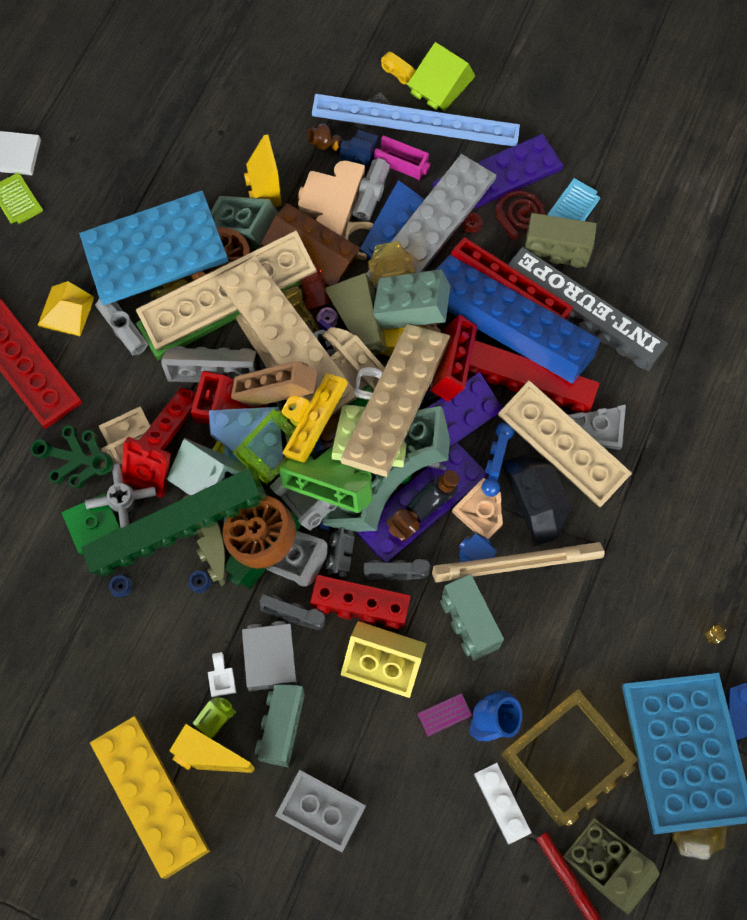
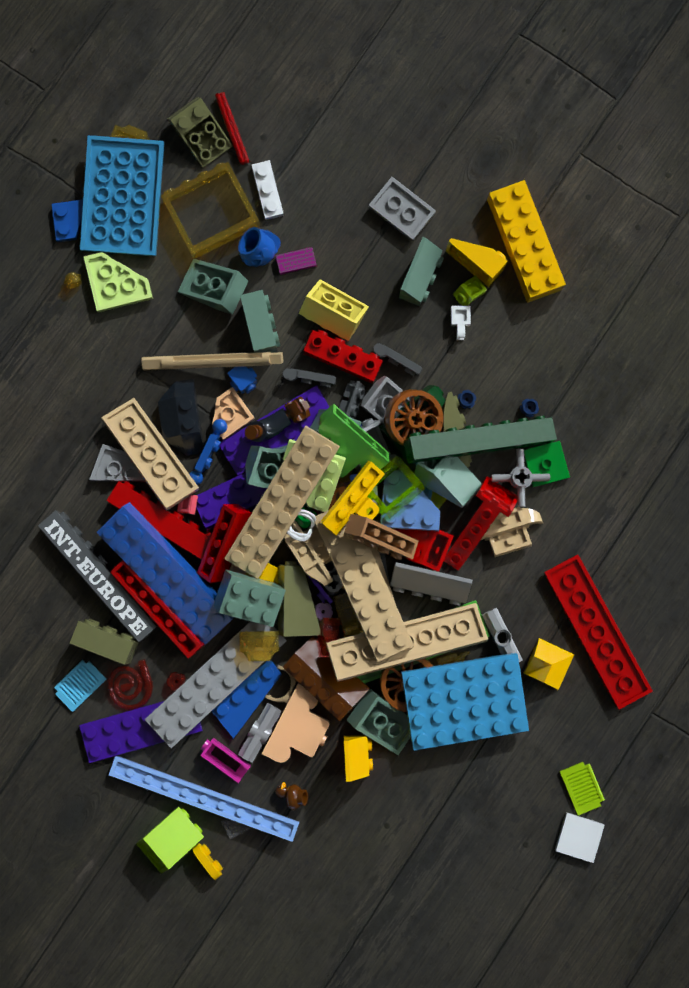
camera: 170 degrees left, 15 degrees up
(75, 458) = (552, 520): dark green plant -> none
(268, 656) = (421, 328): light grey panel -> none
(359, 149) = (261, 776): dark blue brick -> none
(503, 396) = (188, 505): none -> coral tile
(540, 659) = (213, 285): none -> sand green slope
(663, 640) = (114, 283): none -> yellowish green plate

